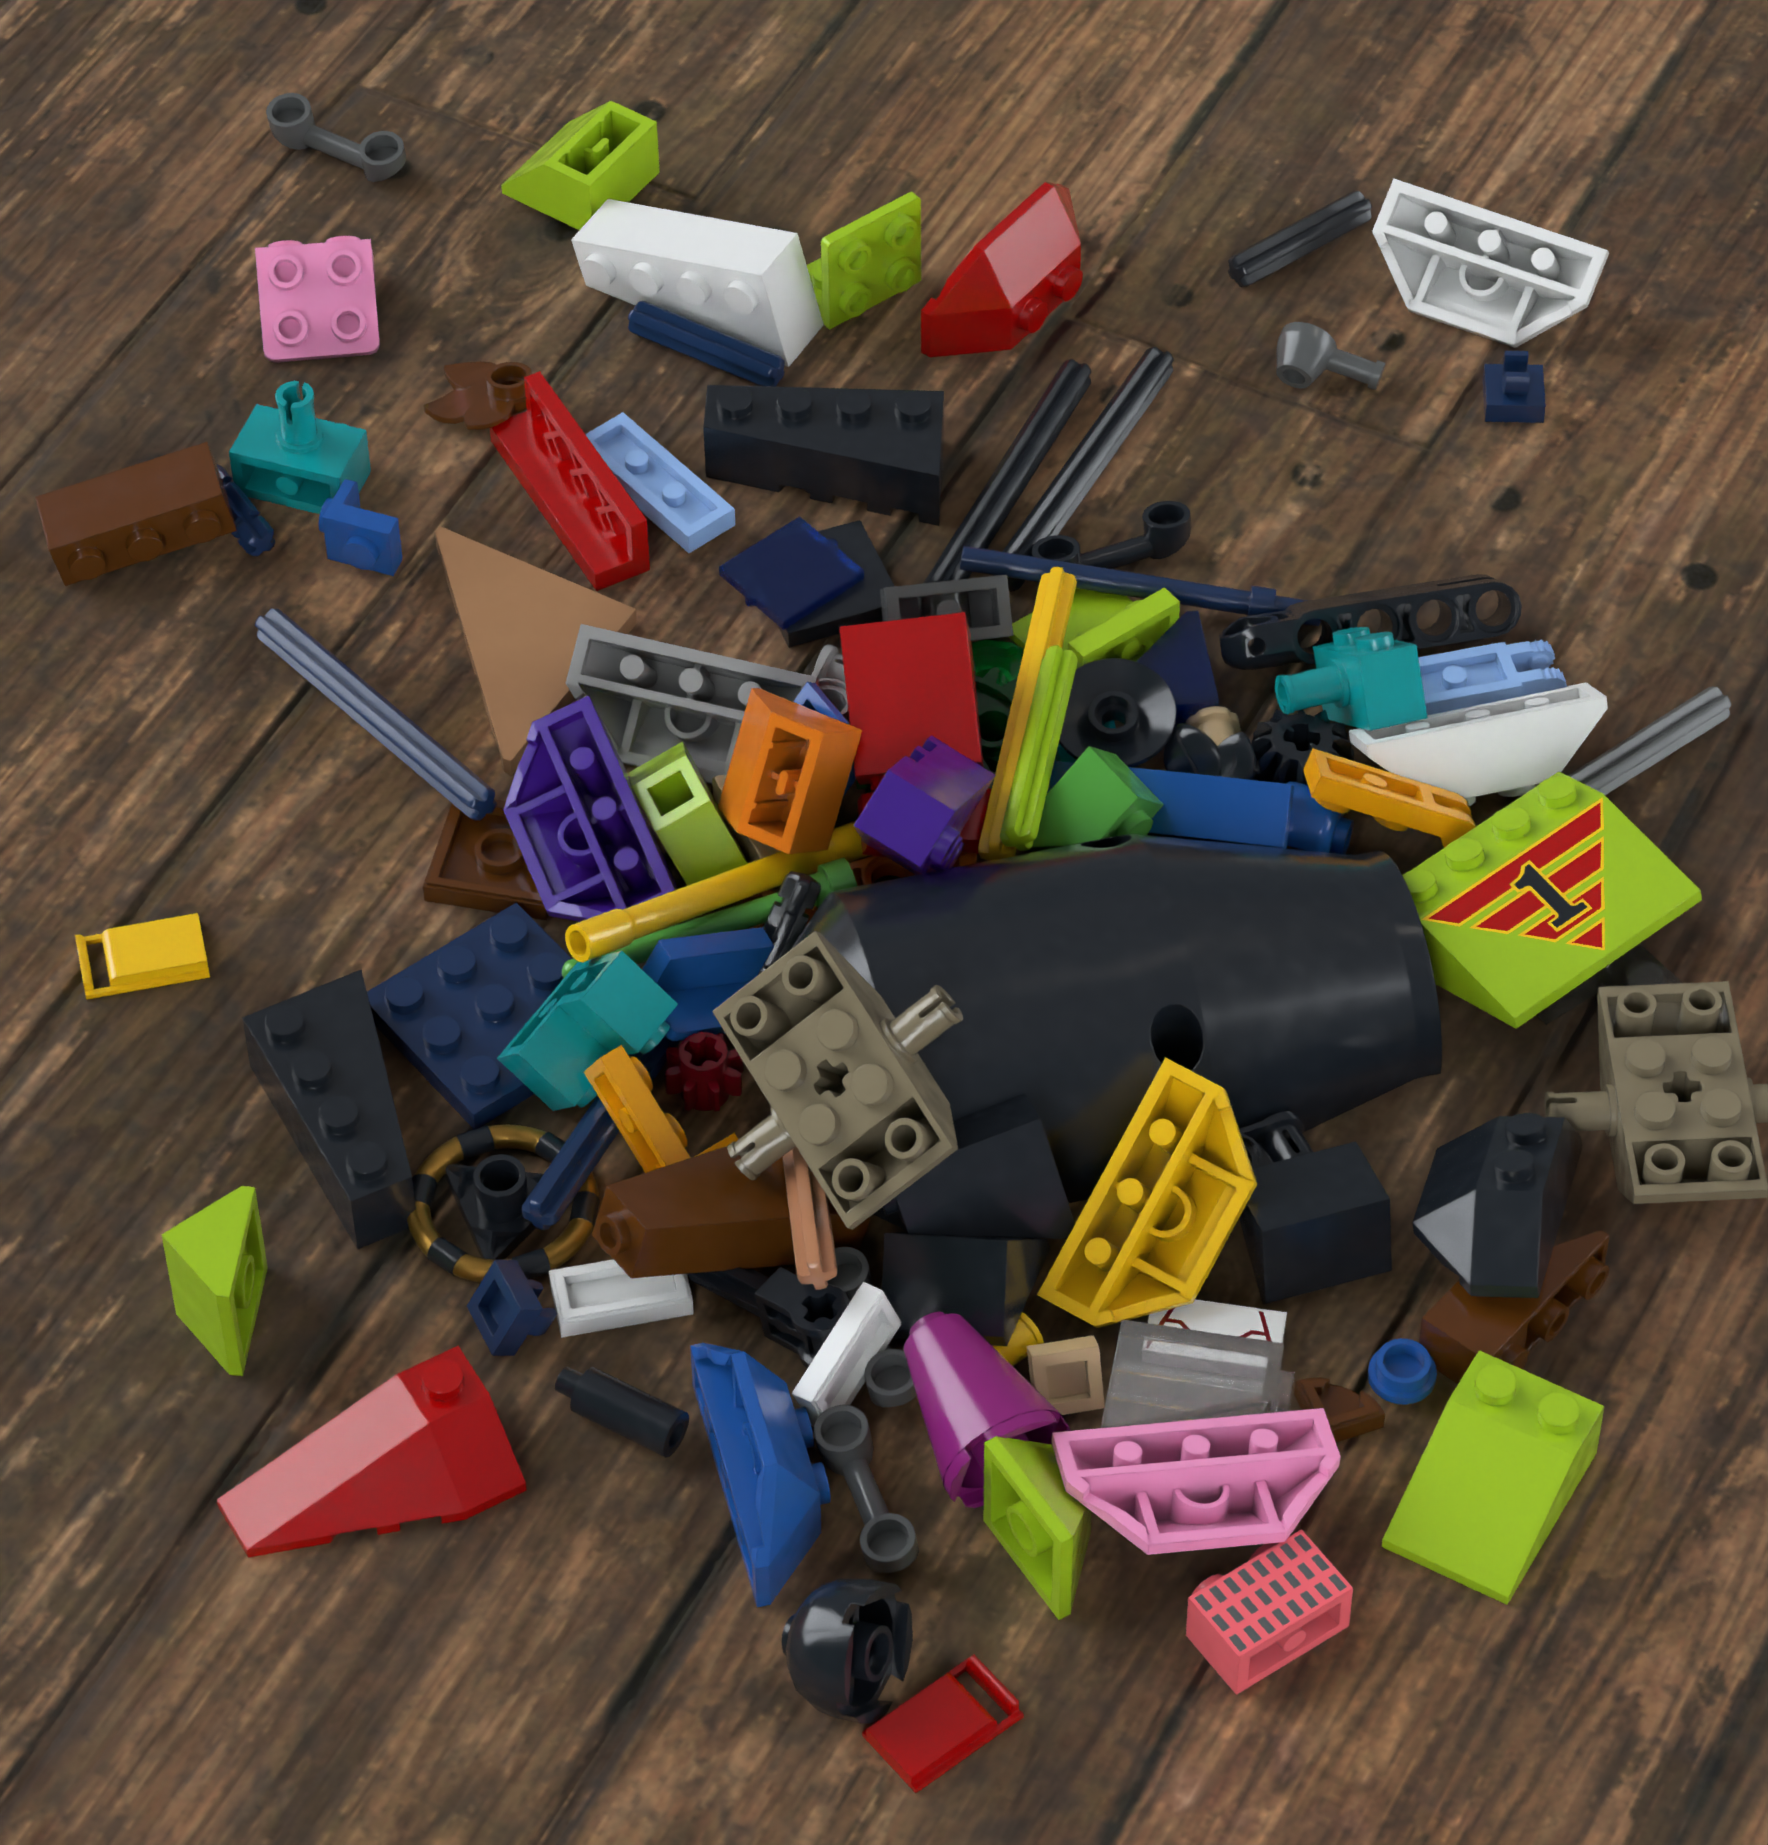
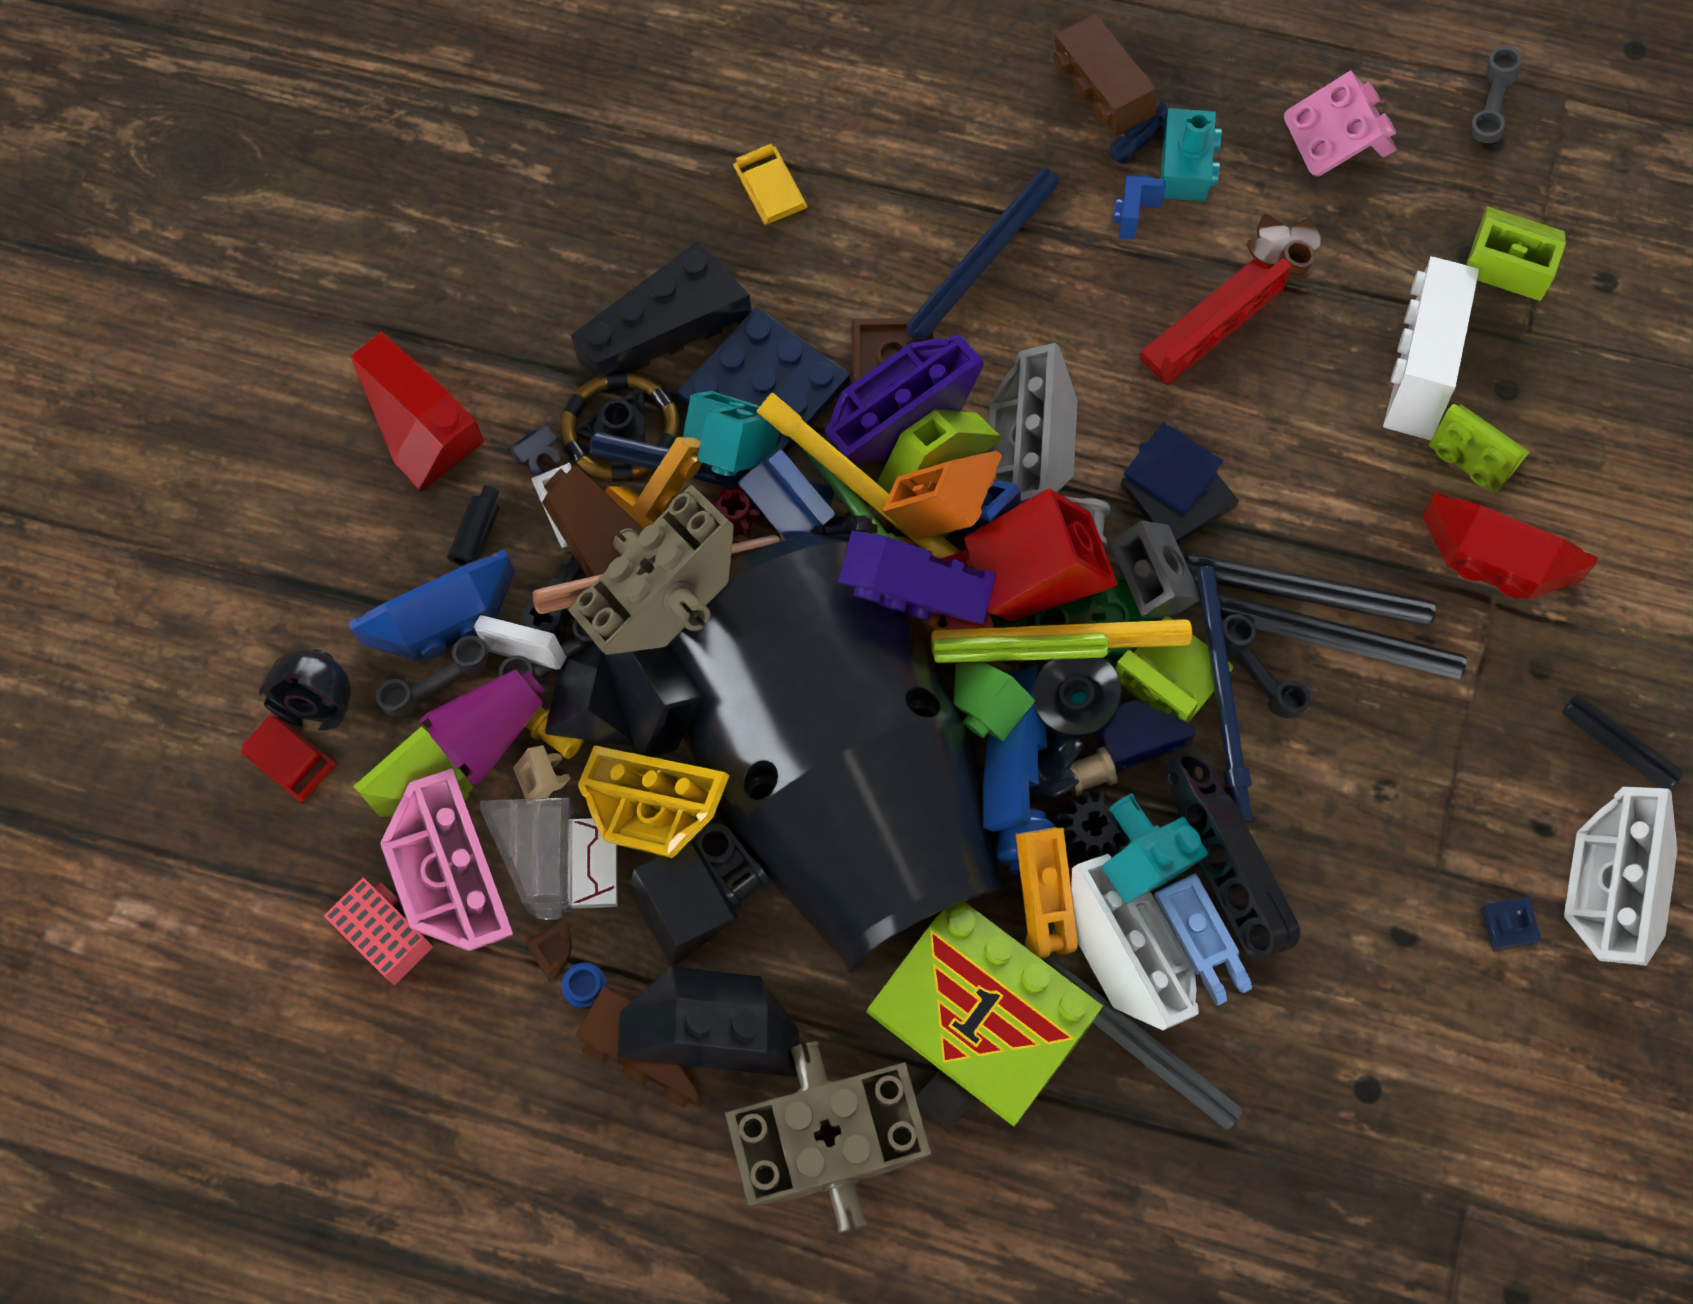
camera: 80 degrees right, 20 degrees up
(219, 1275) = (506, 285): lime slope -> none
(520, 633) = (1087, 322): medium nougat tile -> none
(662, 484) = (1235, 367): light blue plate -> none
(706, 344) = (1379, 369): dark blue axle -> none
(830, 443) = (1300, 474): black wedge -> none
(1308, 351) = (1492, 766): dark grey bar -> none
(1495, 1477) = (504, 1057): lime slope -> none

